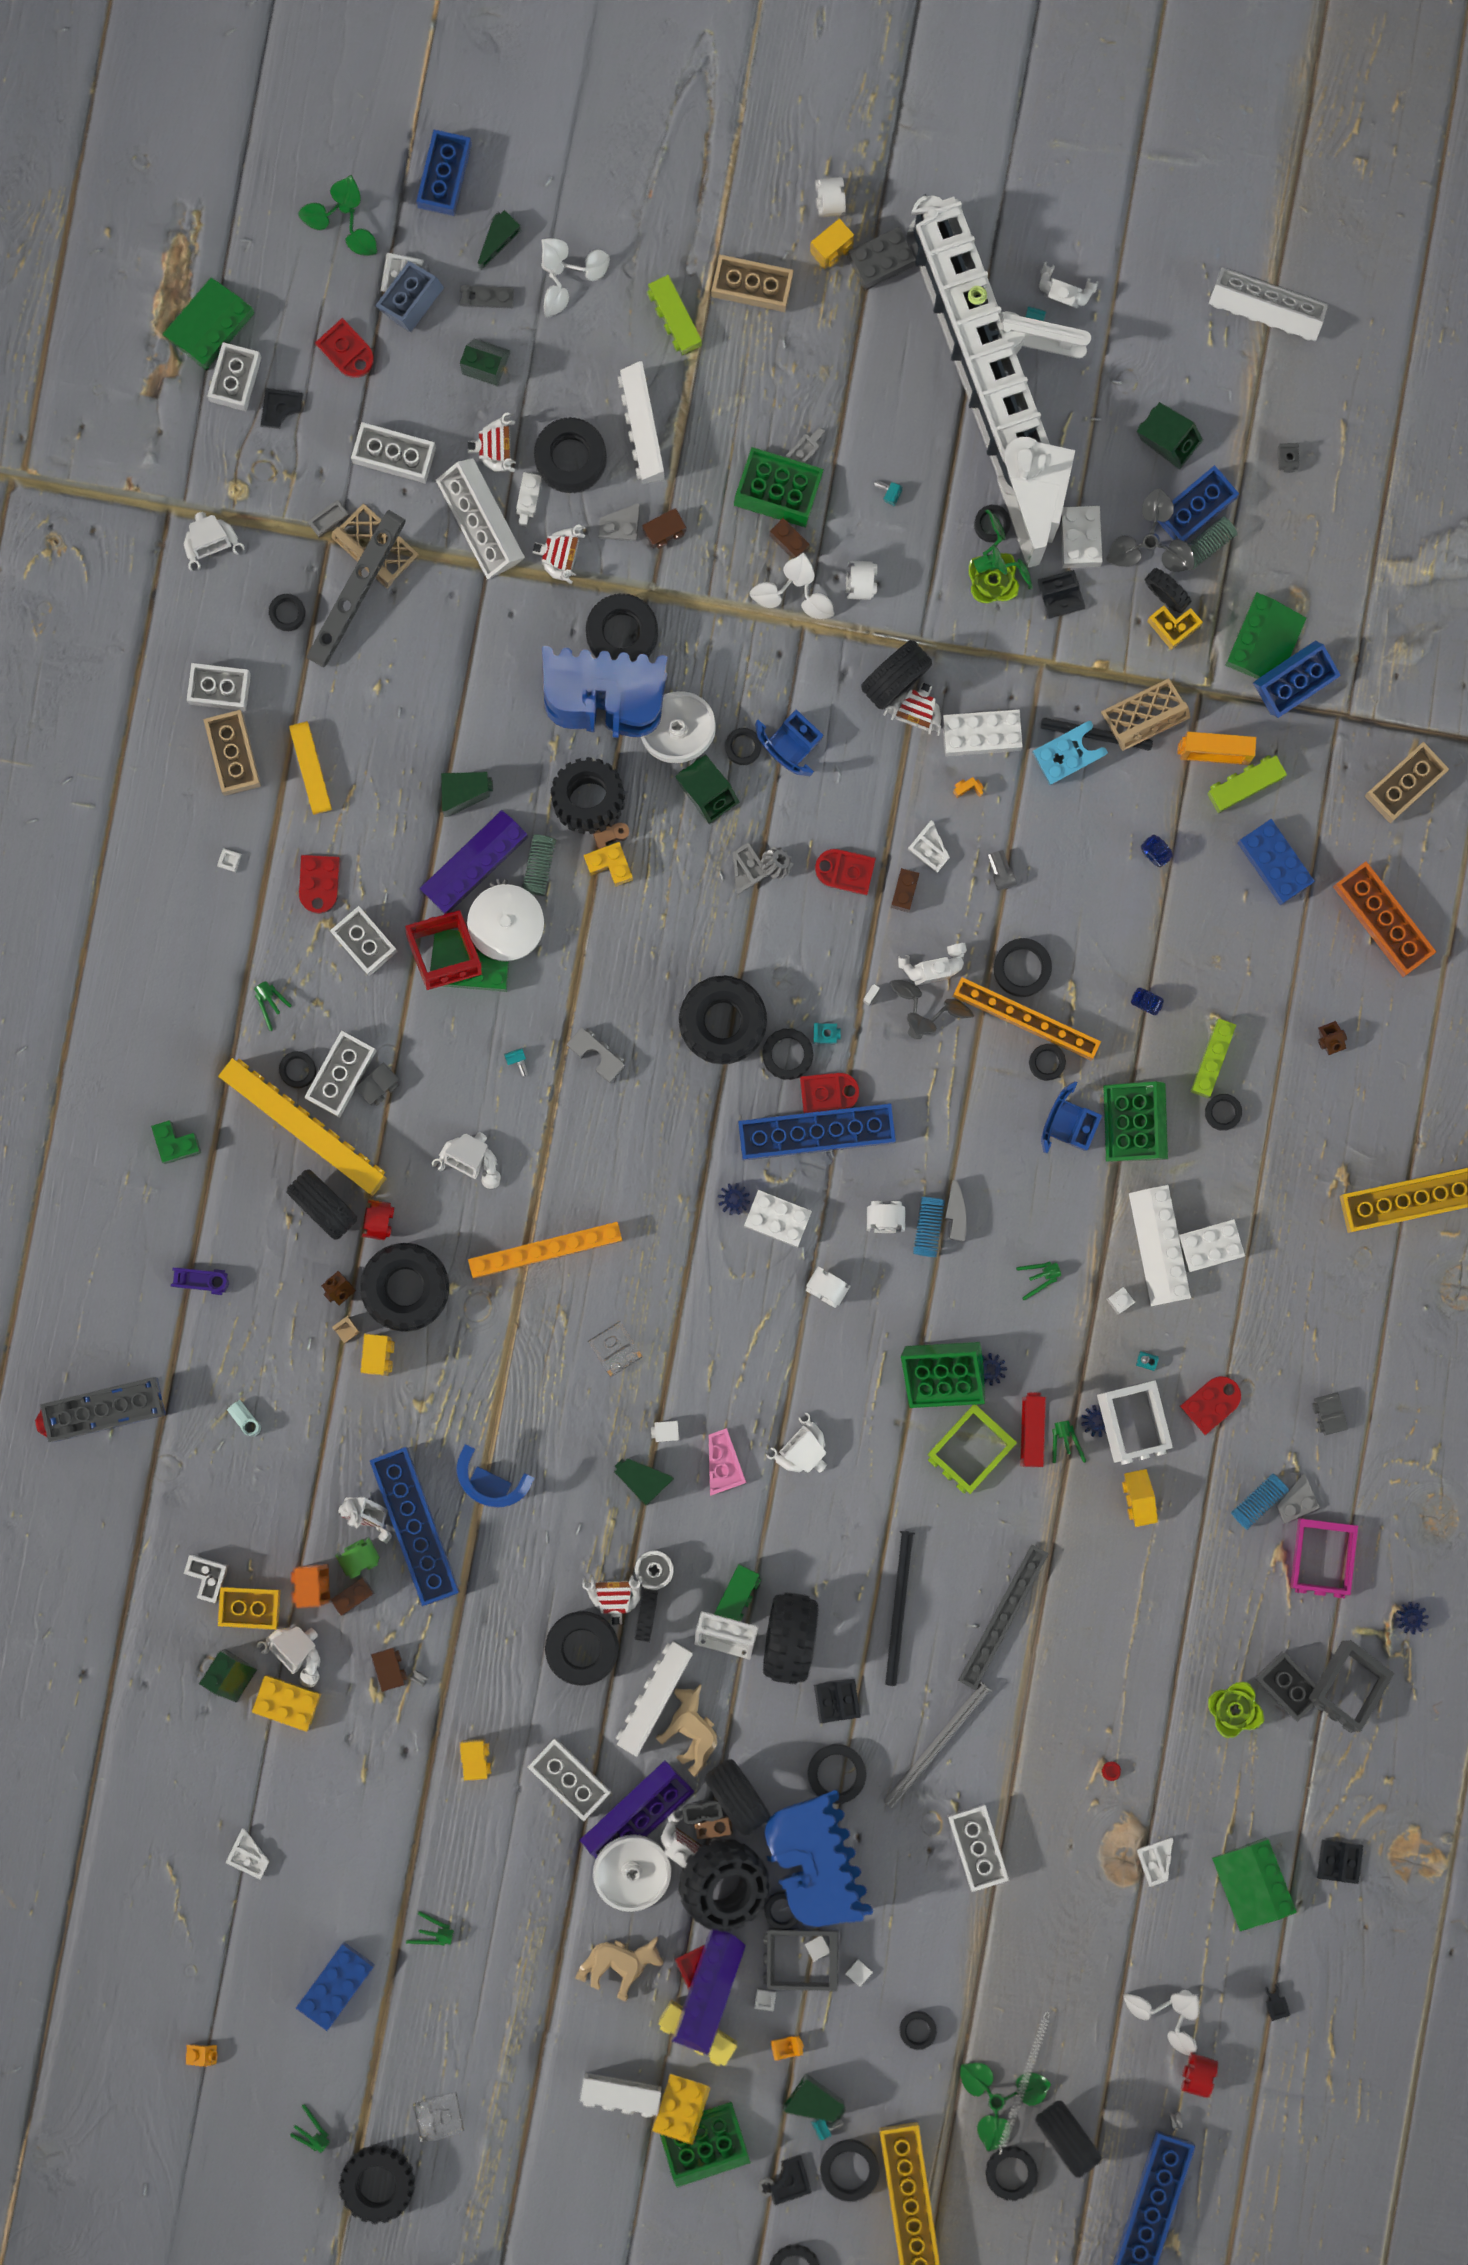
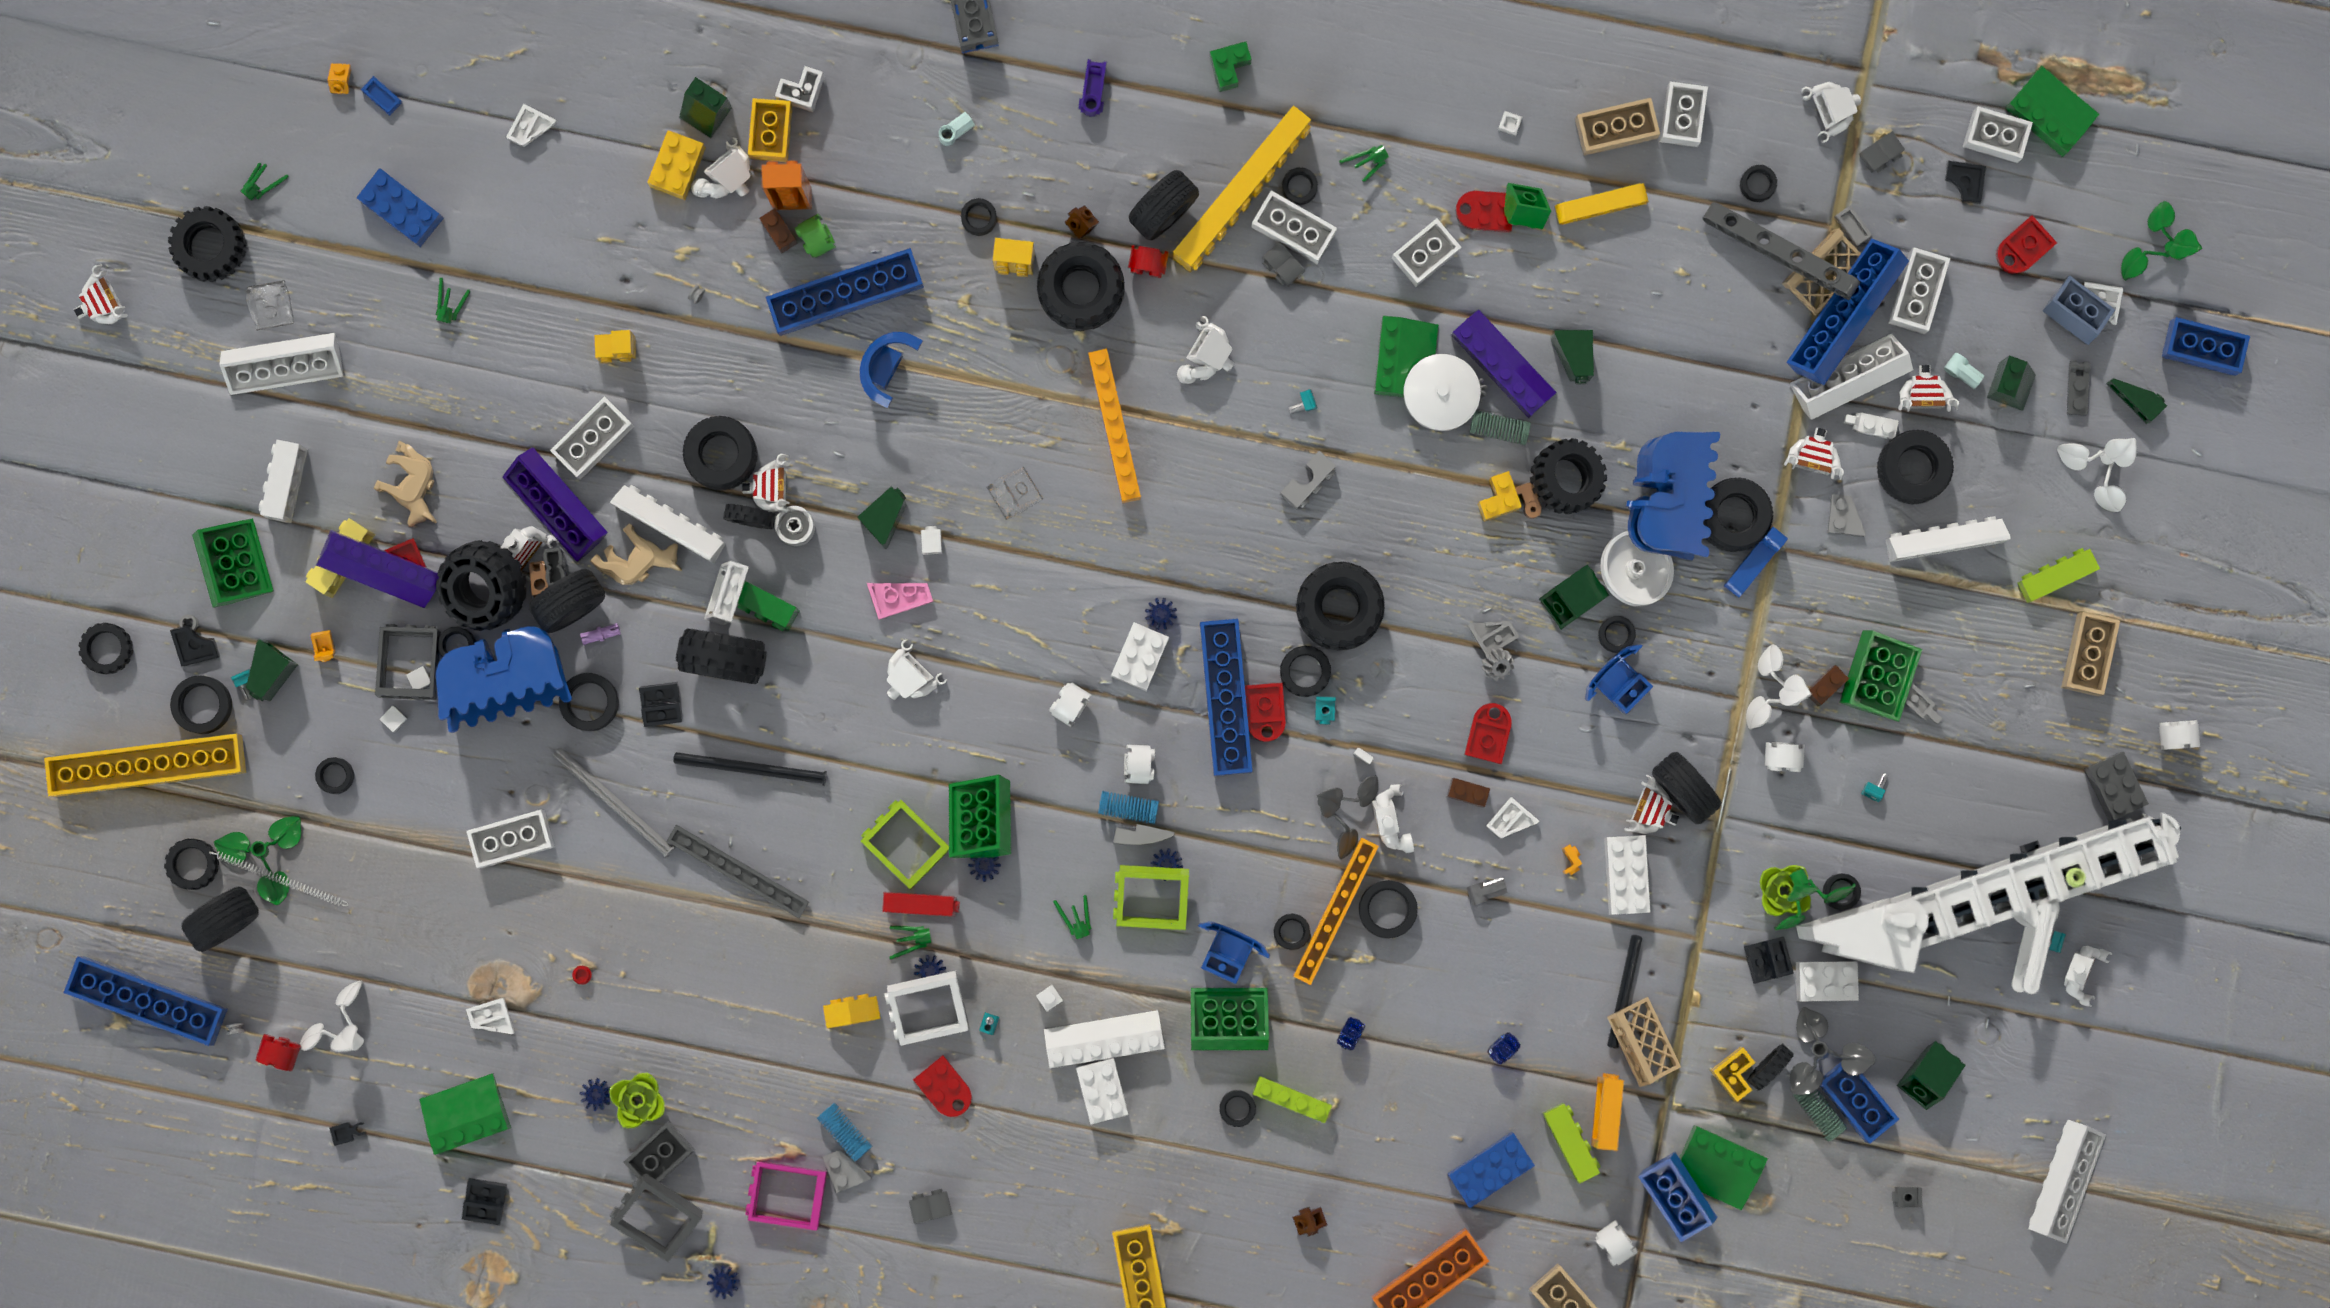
camera: 90 degrees right, 0 degrees up
(218, 2010) = (381, 95): none -> blue tile
(253, 490) = (1881, 152): none -> dark grey brick
(314, 842) = (1526, 206): none -> green slope
(334, 1378) = (964, 217): none -> black tyre
(346, 1329) = (1041, 229): tan panel -> none
(365, 1512) = (859, 243): white torso -> none
(388, 1669) = (706, 265): reddish brown brick -> none
(424, 525) = (1844, 318): none -> blue brick
(451, 973) = (1391, 336): red window -> none
(469, 412) = (1959, 368): none -> light aqua piece
(498, 2102) = (281, 363): none -> white slope
(631, 1873) = (498, 497): white dish -> none
(664, 529) = (1839, 560): reddish brown brick -> none
(669, 611) = (1755, 562): none -> blue beam
(681, 2109) = (266, 540): yellow brick -> none
(765, 1999) = (370, 626): white tile -> none
(767, 1764) = (600, 634): none -> lavender pin
(832, 244) = (2130, 735): yellow brick -> none
(943, 341) = (2030, 846): none -> black tile
(980, 1182) = (1171, 859): none -> clear blue gear
(994, 1201) = (1151, 873): none -> lime window
(1072, 751) = (1604, 966): medium azure brick -> none
(1234, 1757) = (591, 1099): none -> clear blue gear
(1343, 738) = (1616, 1243): none -> white brick

